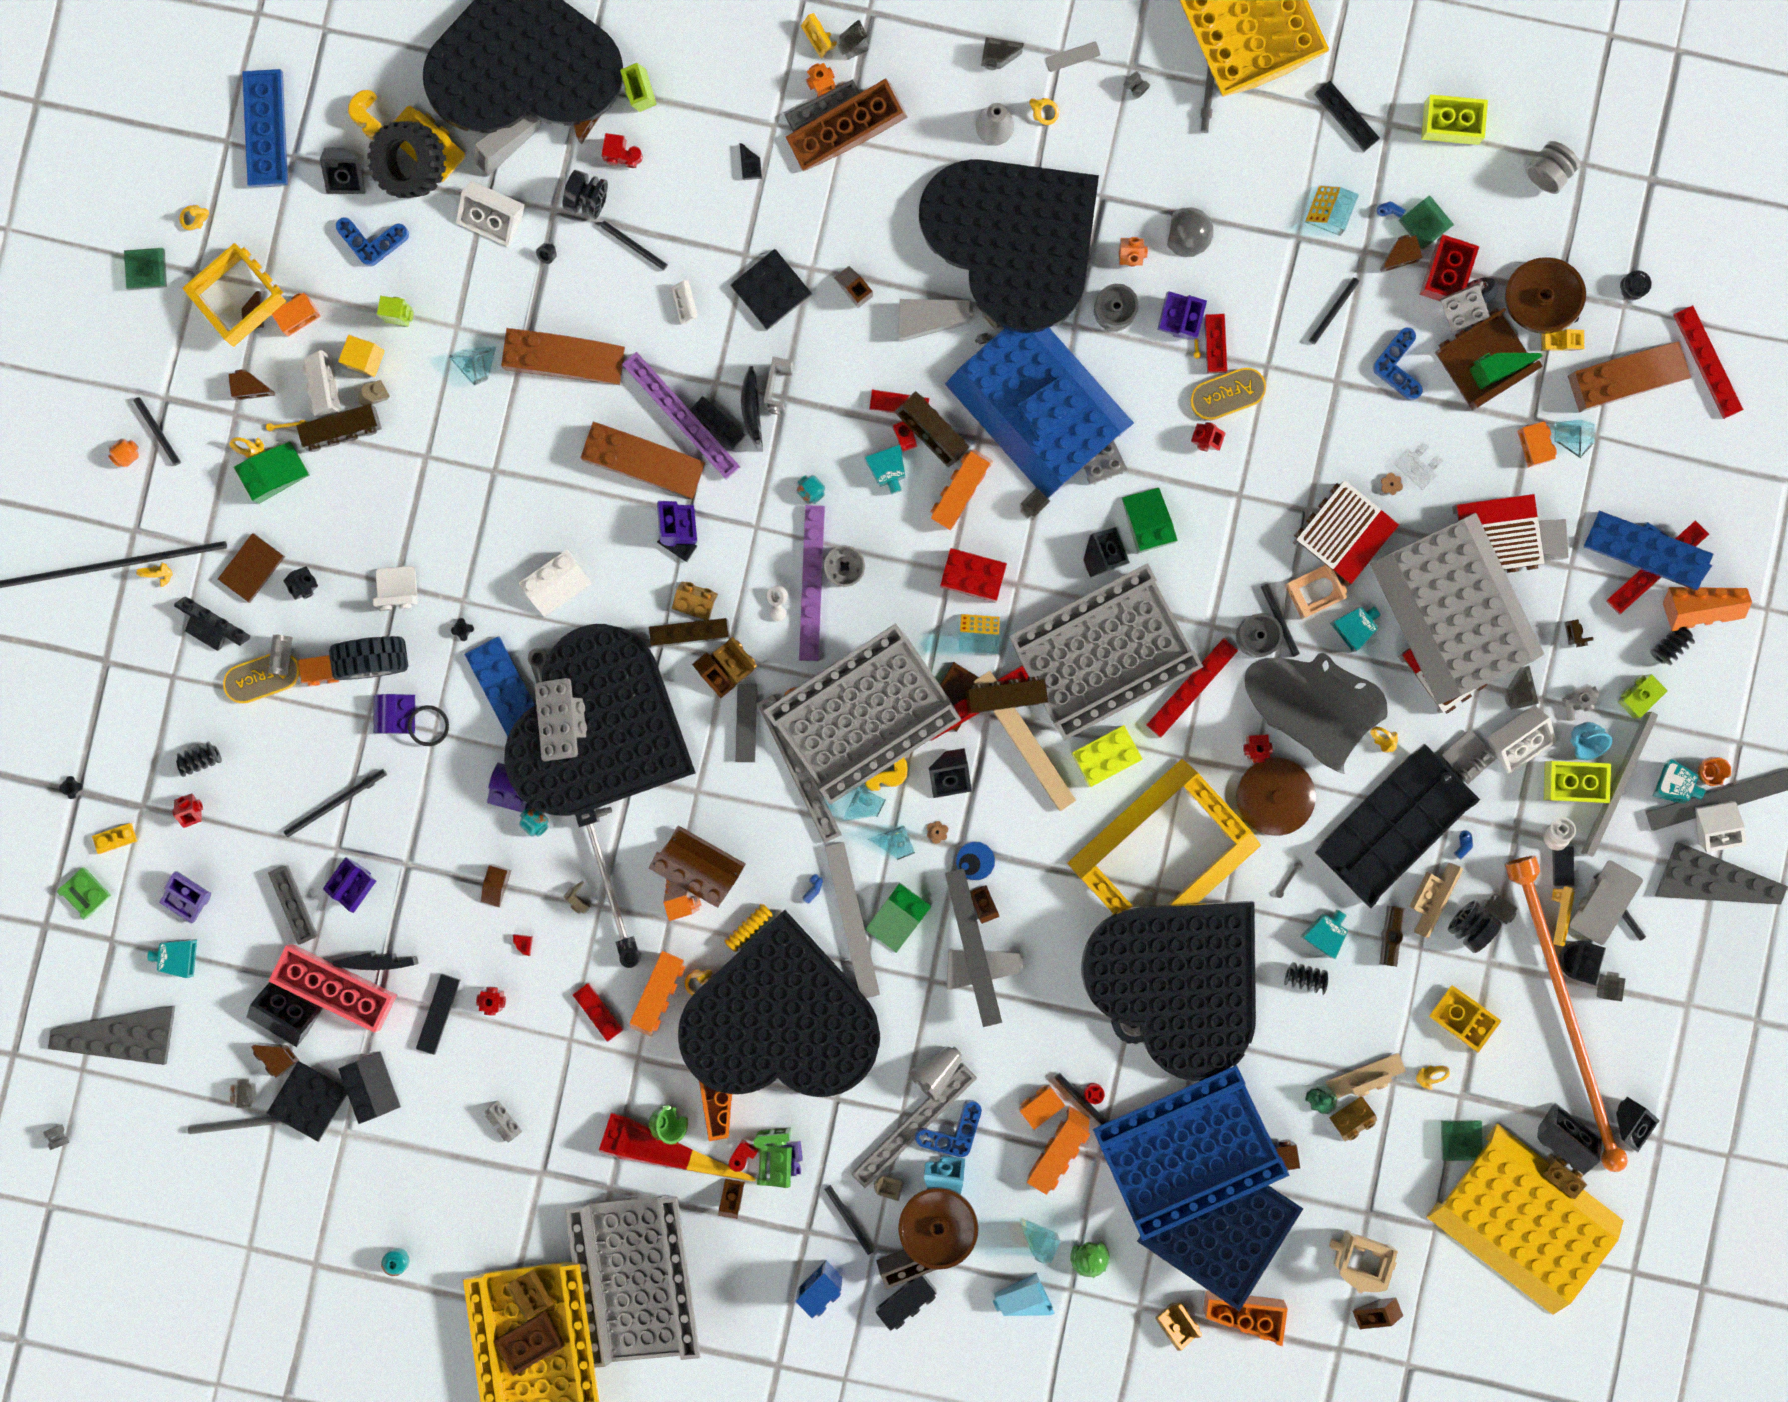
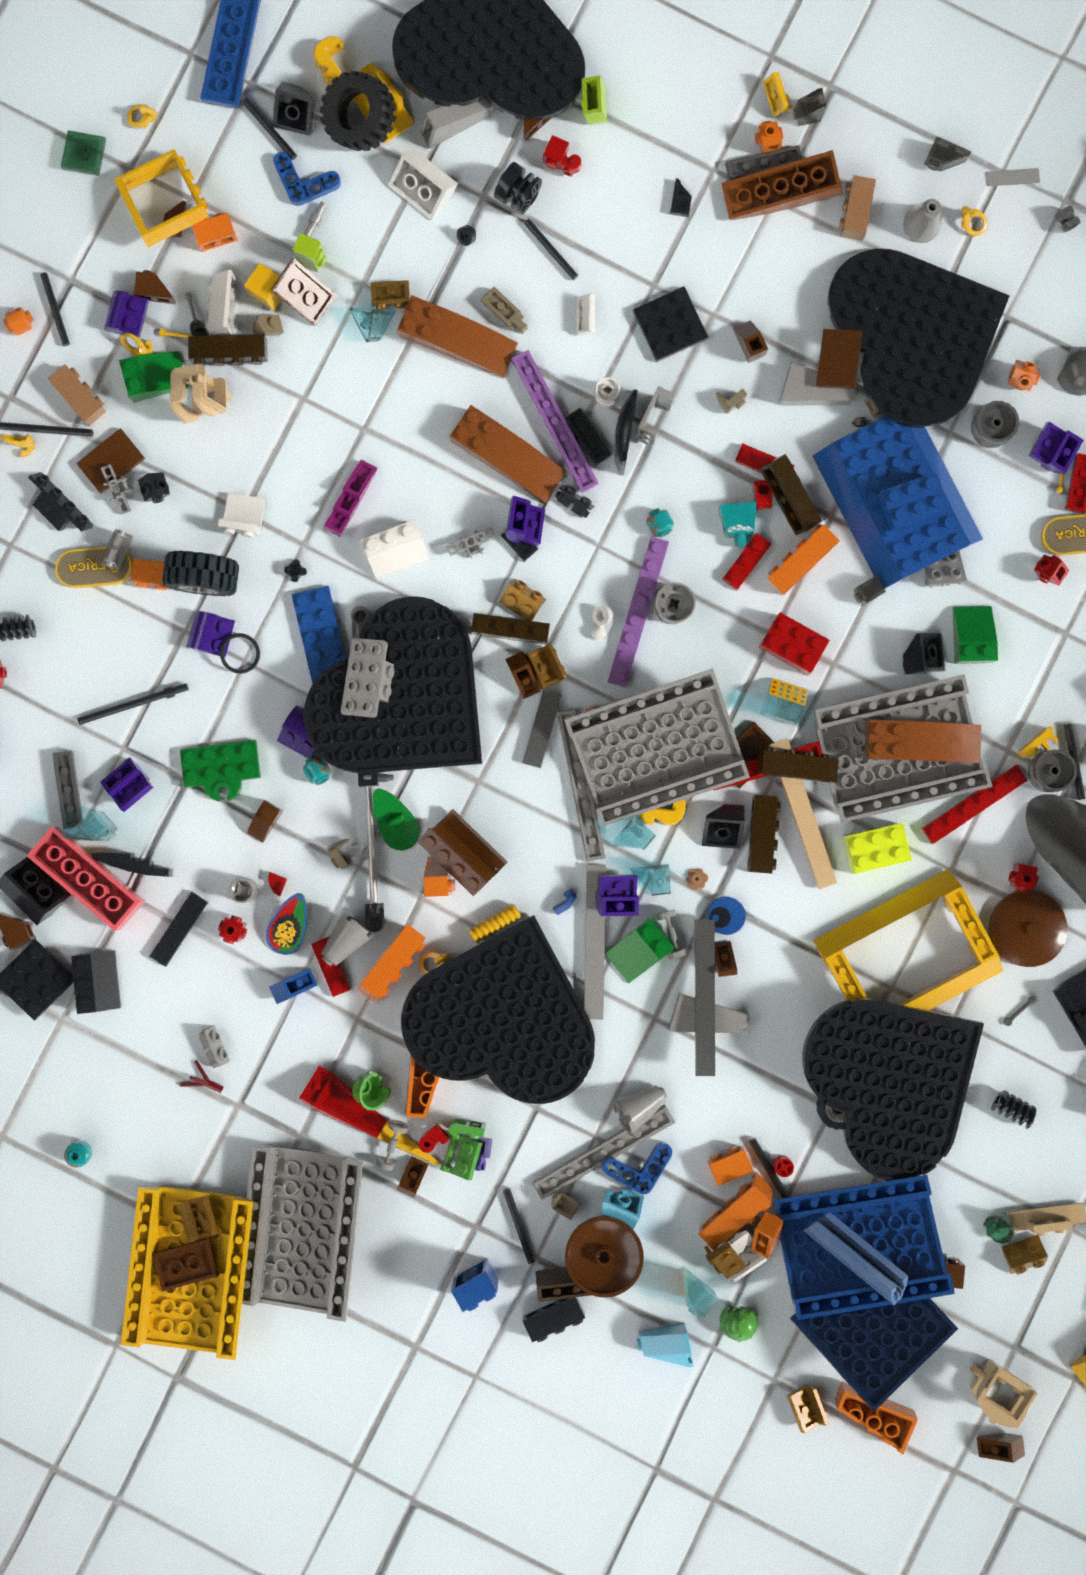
camera: 10 degrees right, 0 degrees up
(201, 510) = (77, 394): none -> medium nougat brick
(229, 418) = (126, 313): none -> dark purple brick
(270, 597) = (120, 493): none -> light grey piece
(302, 412) = (196, 326): none -> black hinge
(321, 471) = (201, 385): none -> tan animal
(324, 197) = (268, 127): none -> black bar
(327, 936) = (93, 828): none -> clear light blue slope
(392, 276) = (315, 219): none -> light grey bar
(399, 352) = (303, 292): none -> tile
(438, 843) = (220, 767): none -> green plate
(485, 331) = (390, 294): none -> pearl gold bracket
(491, 959) = (243, 890): none -> light grey wheel
(498, 543) = (350, 498): none -> magenta slope
(499, 1160) = (200, 1082): none -> dark red plant
(545, 983) = (288, 926): none -> shield
(565, 1041) = (293, 986): none -> blue slope
(603, 318) = (504, 310): none -> dark tan hinge
(604, 982) = (344, 940): none -> light grey cone
(624, 852) = (394, 821): none -> green shield
(625, 562) = (466, 548): none -> light grey piece
(703, 1192) = (385, 1162): none -> light grey wheel
(714, 485) = (569, 496): none -> black hinge
(725, 374) = (607, 392): none -> white wheel
(856, 349) = (736, 401): none -> dark tan plate
(862, 869) = (617, 895): none -> dark purple brick
(906, 505) = (746, 561): none -> red plate
(926, 127) = (857, 207): none -> medium nougat brick
(926, 893) = (672, 934): none -> light grey wheel
(945, 283) = (839, 358): none -> reddish brown tile
(990, 771) = (762, 834): none -> dark brown brick
(1058, 1200) = (724, 1260): none -> pearl gold bracket
(1073, 1191) = (742, 1245): none -> white bracket
(1094, 1165) = (767, 1235): none -> orange brick
(1124, 639) = (922, 741): none -> dark orange slope
(1188, 1163) = (859, 1256): none -> medium blue piece
(1233, 617) = (1030, 748): none -> yellow plate
(1327, 933) = (1044, 1071): teal torso -> none

